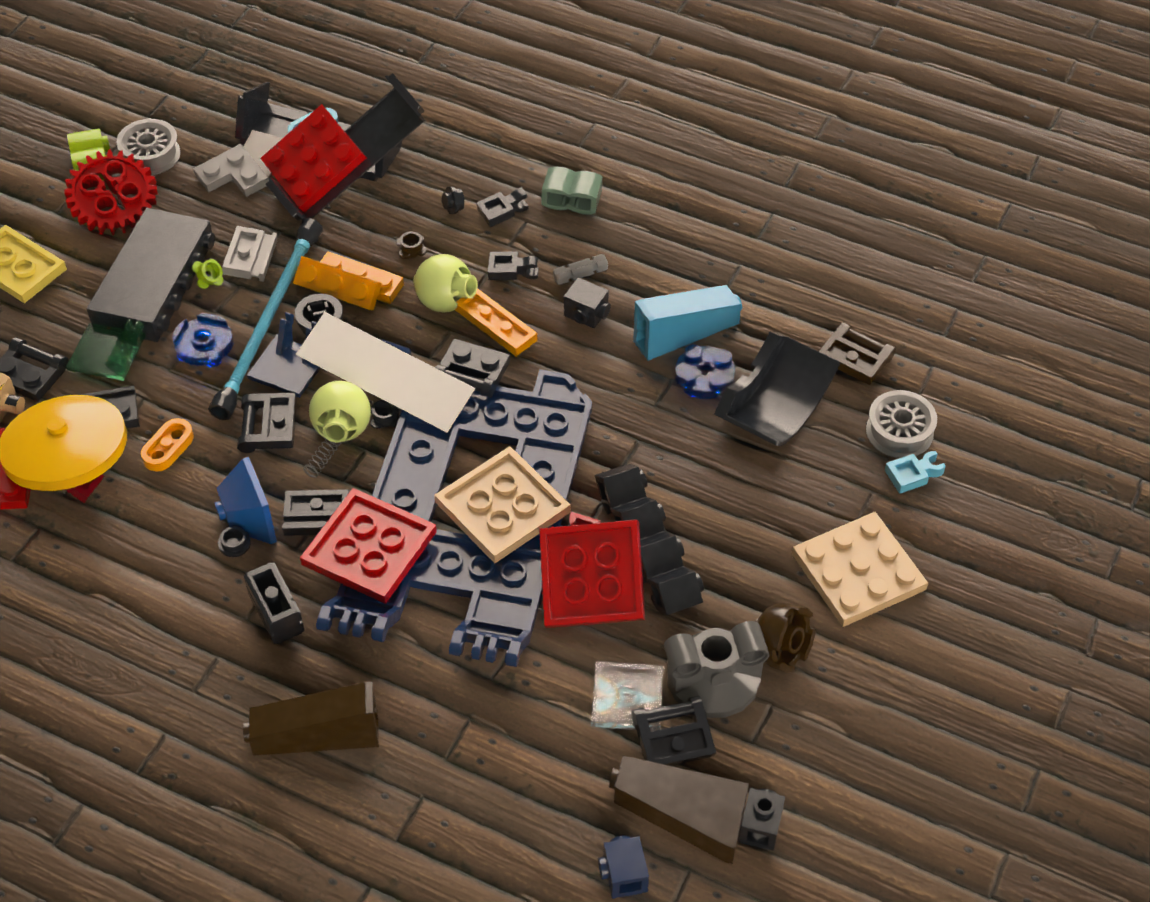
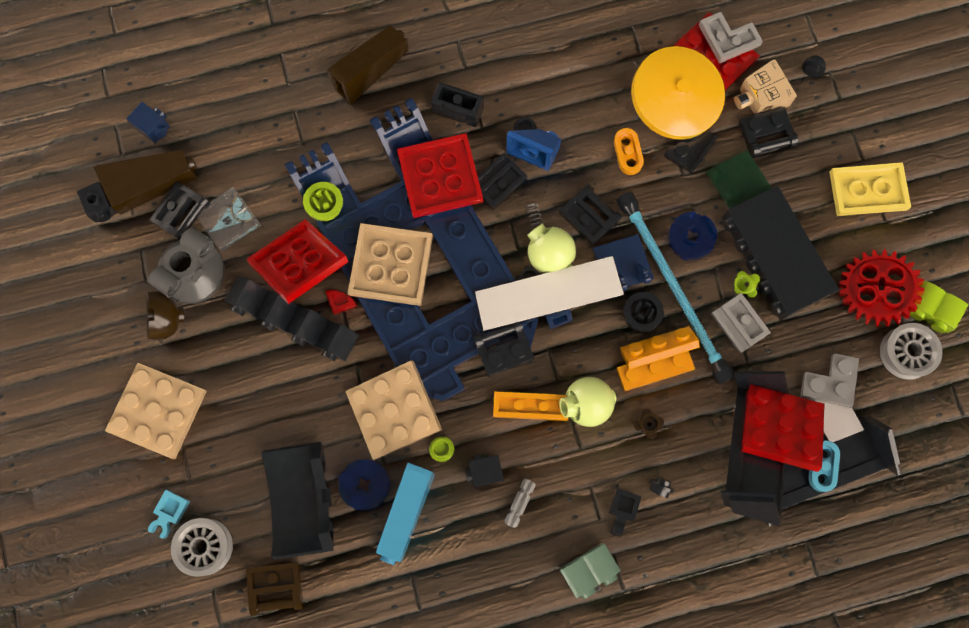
camera: 140 degrees right, 25 degrees up
(508, 266) = (568, 460): black plate -> none
(511, 606) = (323, 201): none -> lime piece
(608, 347) = (441, 449): none -> lime plate
(622, 399) = (393, 410): none -> tan plate

